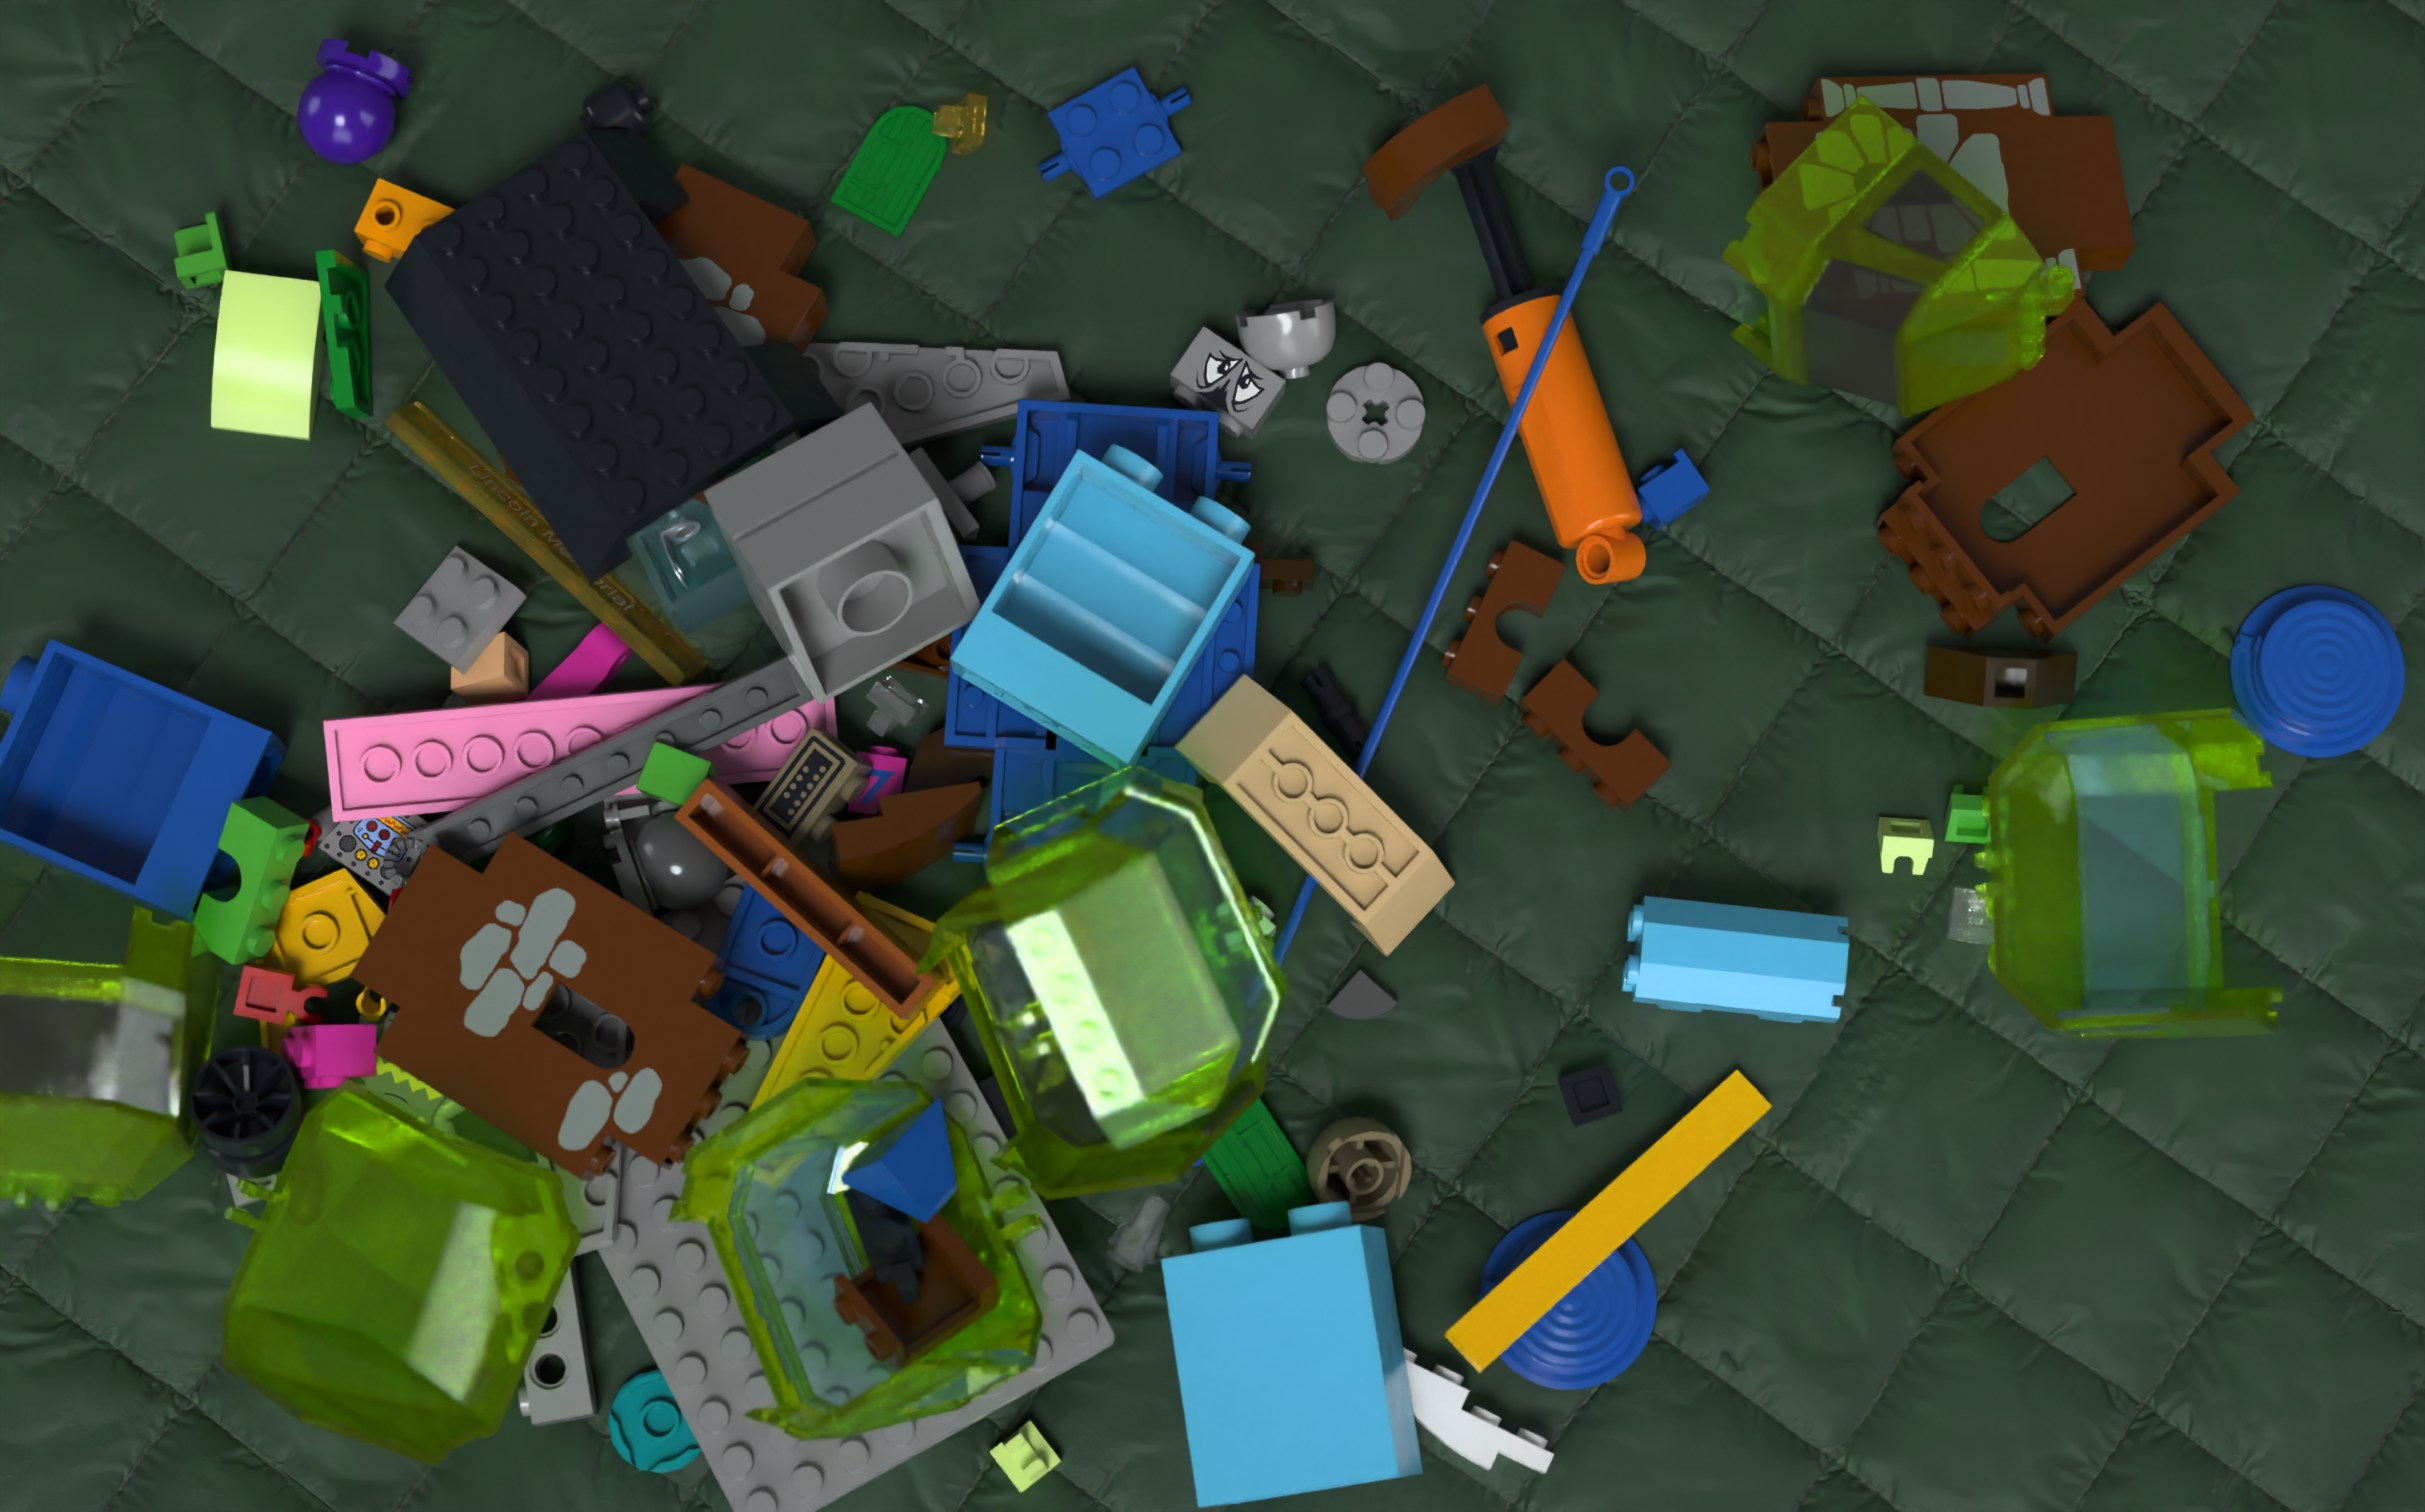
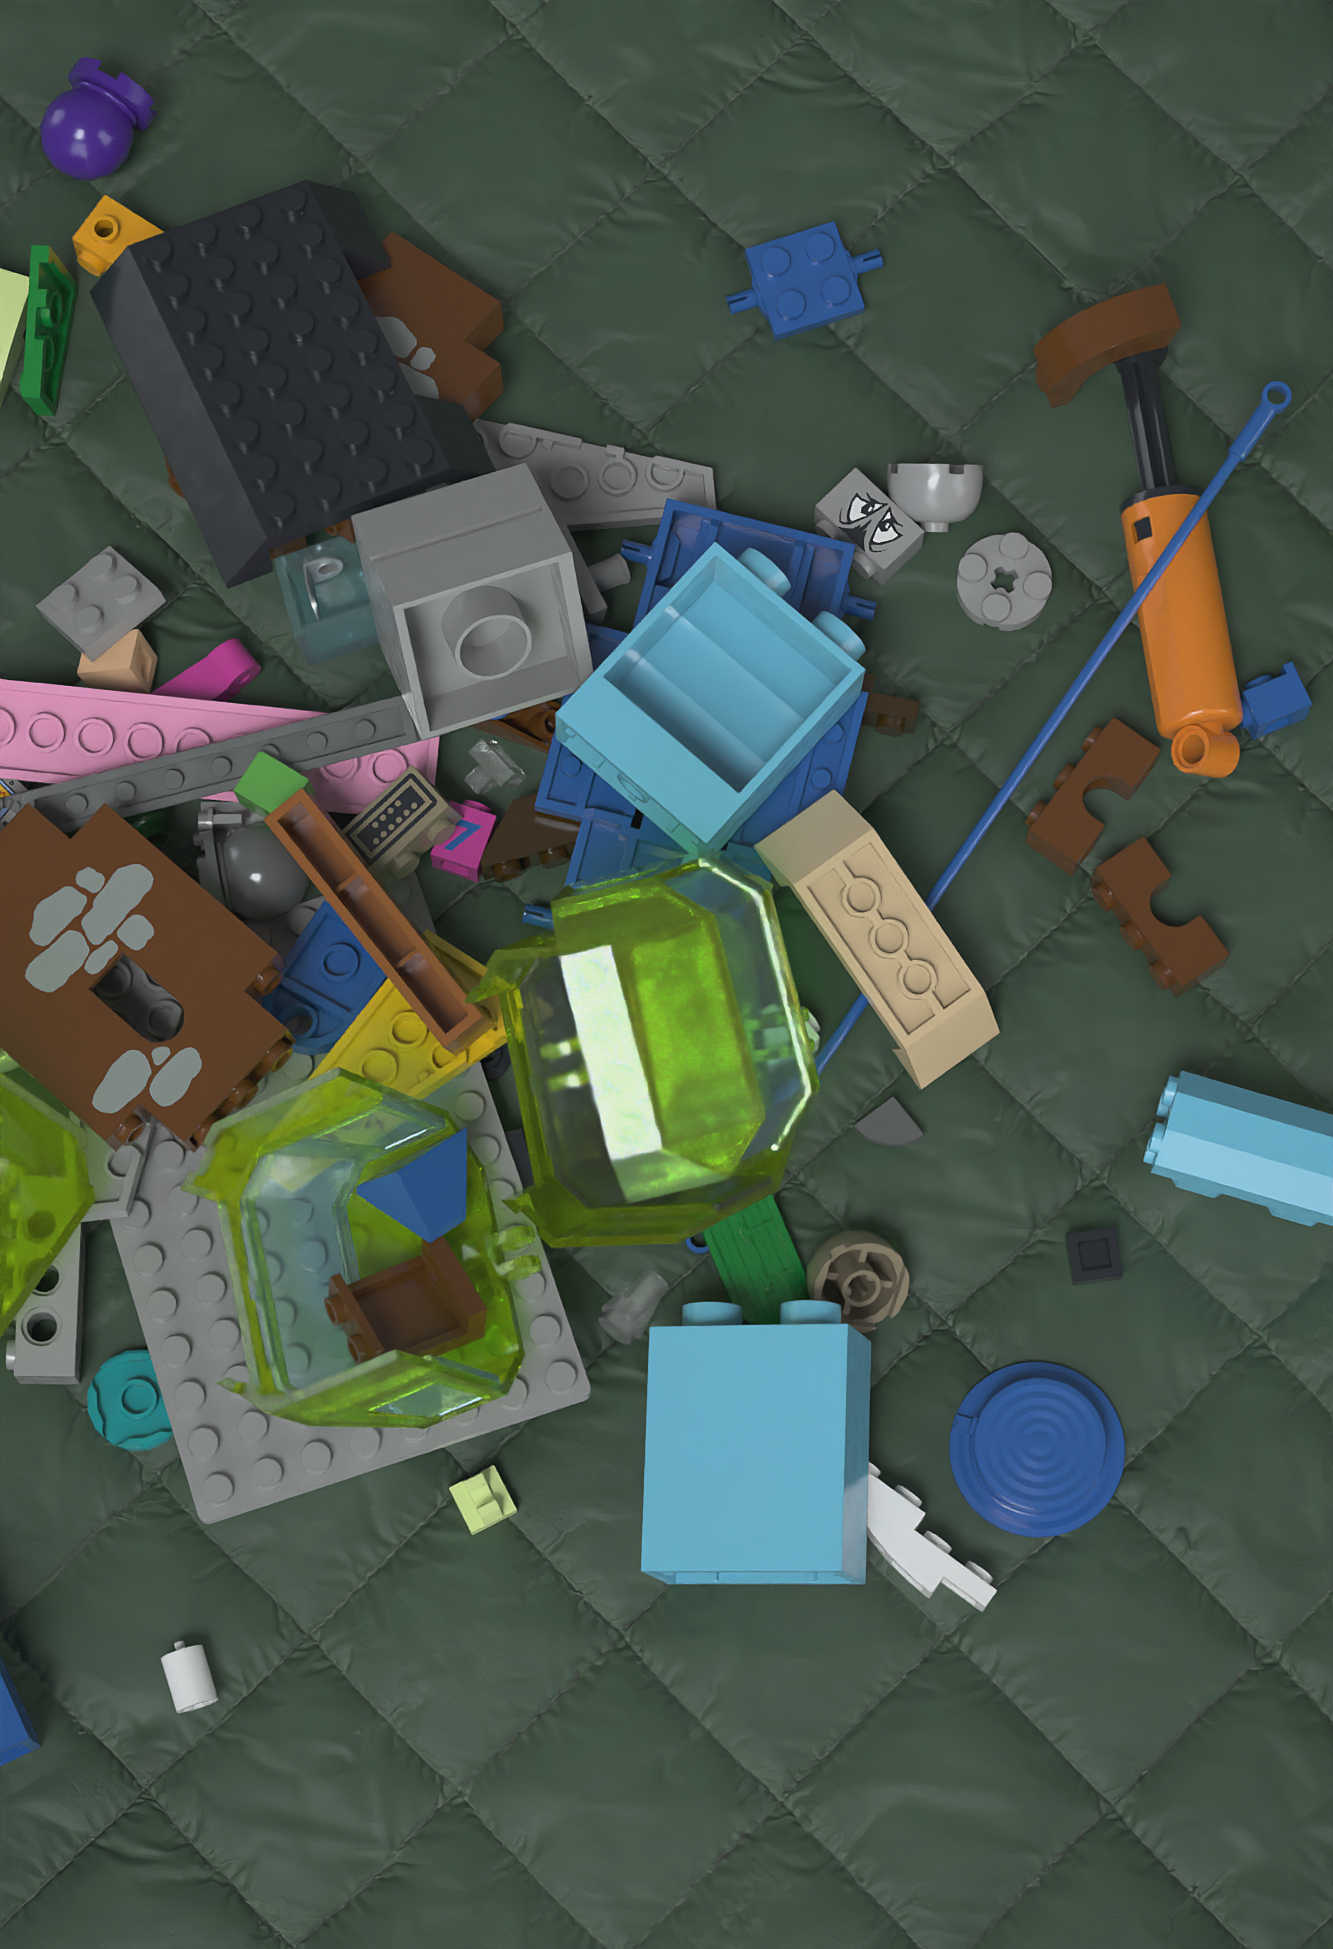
camera: 10 degrees right, 5 degrees down
(533, 534) = (194, 559): clear yellow tile -> none
(617, 108) = (342, 170): black head -> none
(887, 1243) = (388, 1256): black hinge -> none
(892, 170) = (589, 277): green window -> none
(903, 838) = (480, 886): reddish brown slope -> none
(962, 123) = (662, 244): clear yellow tile -> none
(1337, 713) = (916, 852): black pin -> none
(1607, 1221) = (1089, 1376): yellow tile -> none

